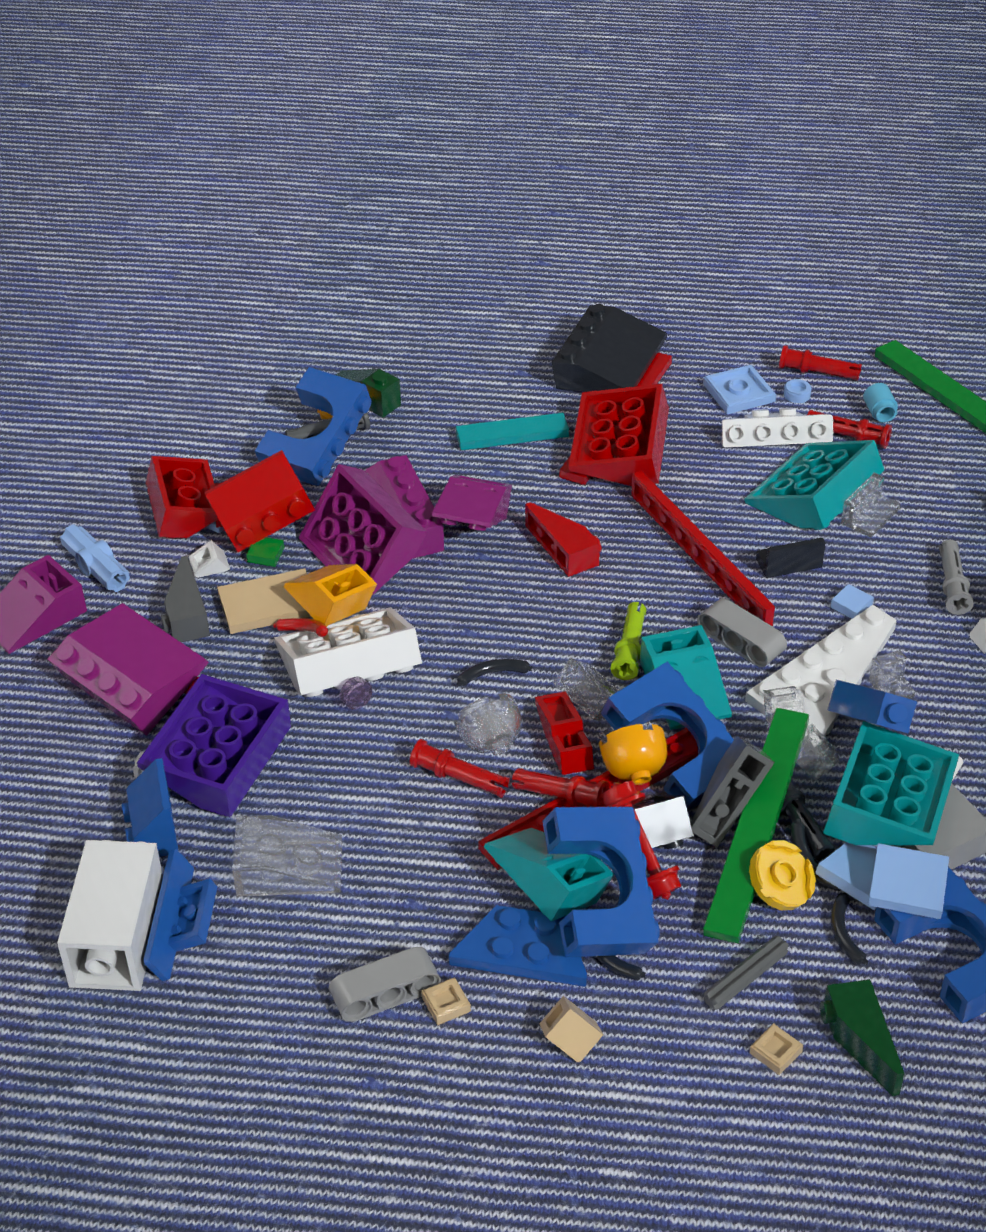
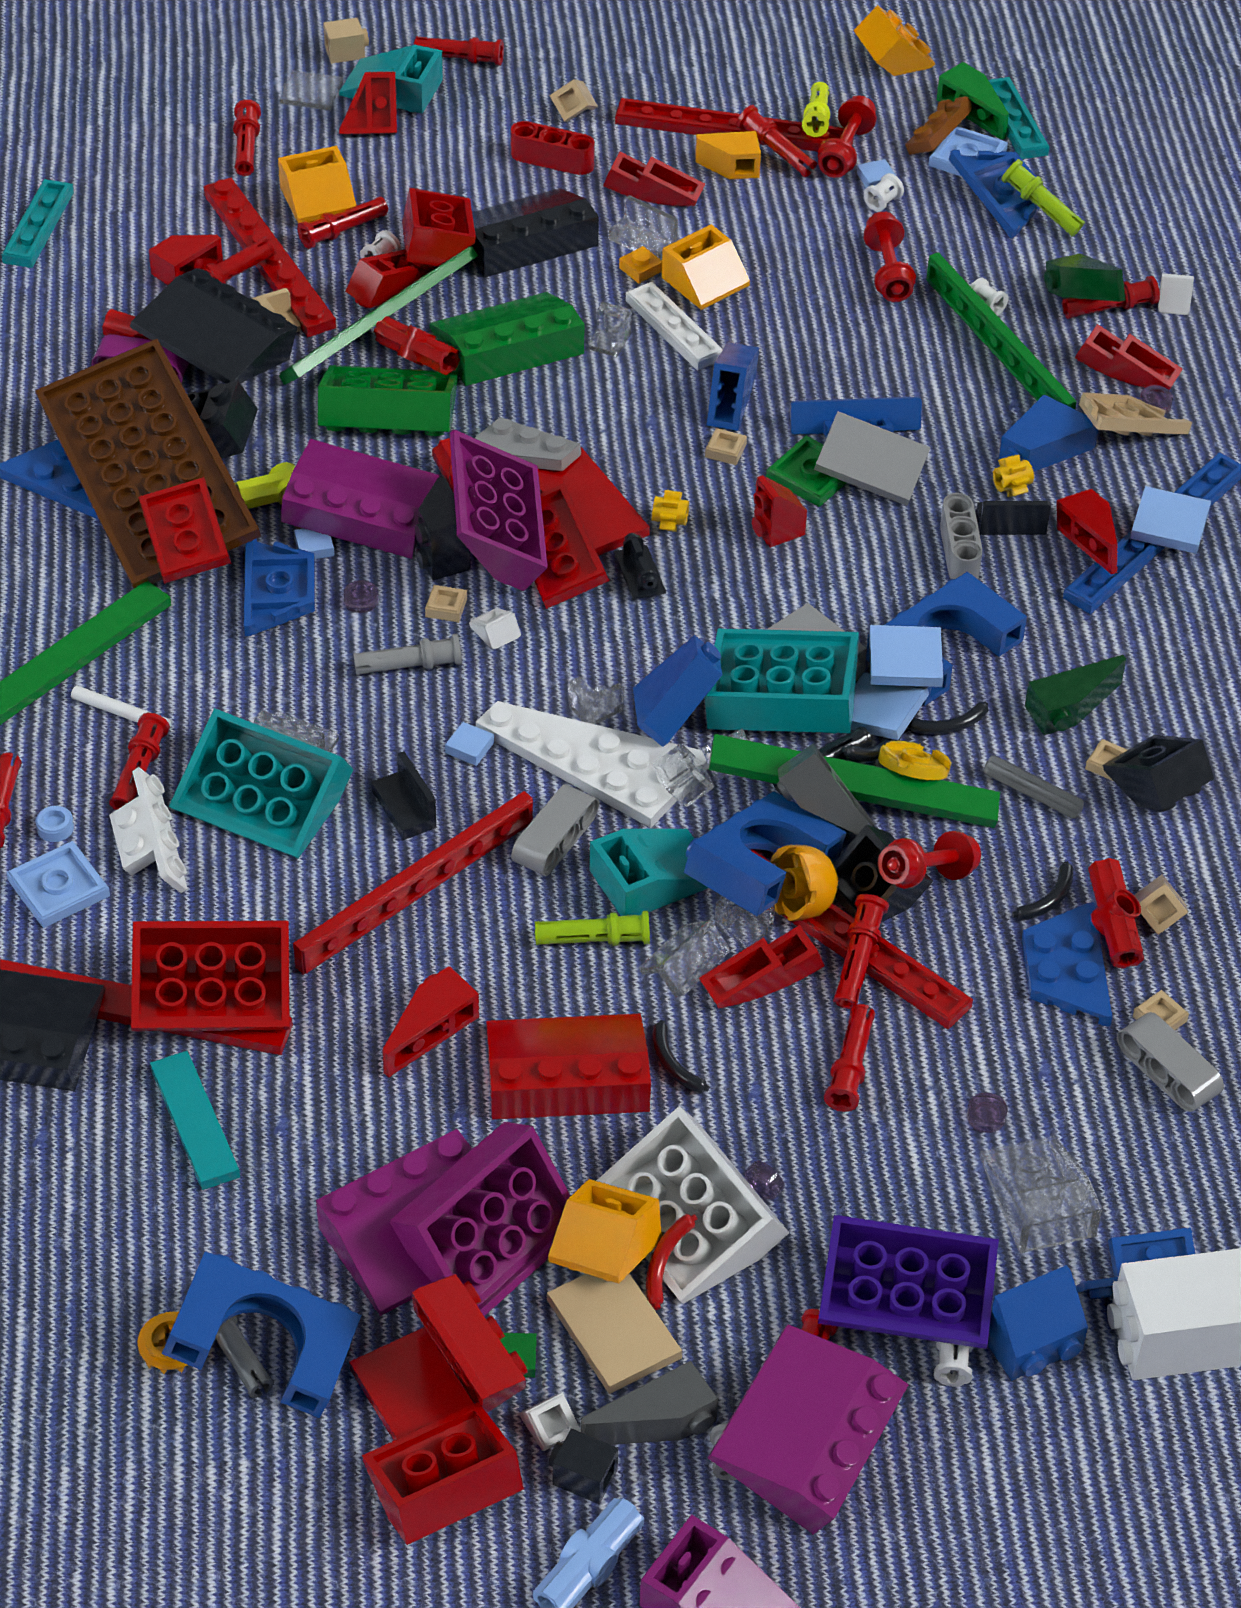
camera: 105 degrees left, 5 degrees up
(158, 563) = (583, 1465): none -> black brick
(378, 848) = (987, 1112): none -> clear purple tile
(381, 386) = (131, 1300): dark green slope -> none
(473, 502) = (406, 1104): magenta slope -> none
(489, 724) = (790, 1025): clear cylinder -> none
(503, 606) = (568, 1066): none -> red slope
(534, 979) = (1116, 913): none -> red piece
(550, 880) = (988, 931): teal slope -> none
(614, 838) = (973, 874): blue arch -> none
(741, 1076) = (1161, 771): none -> black slope
(880, 402) = (82, 732): medium azure brick -> none
(910, 428) = (109, 704): none -> white bar

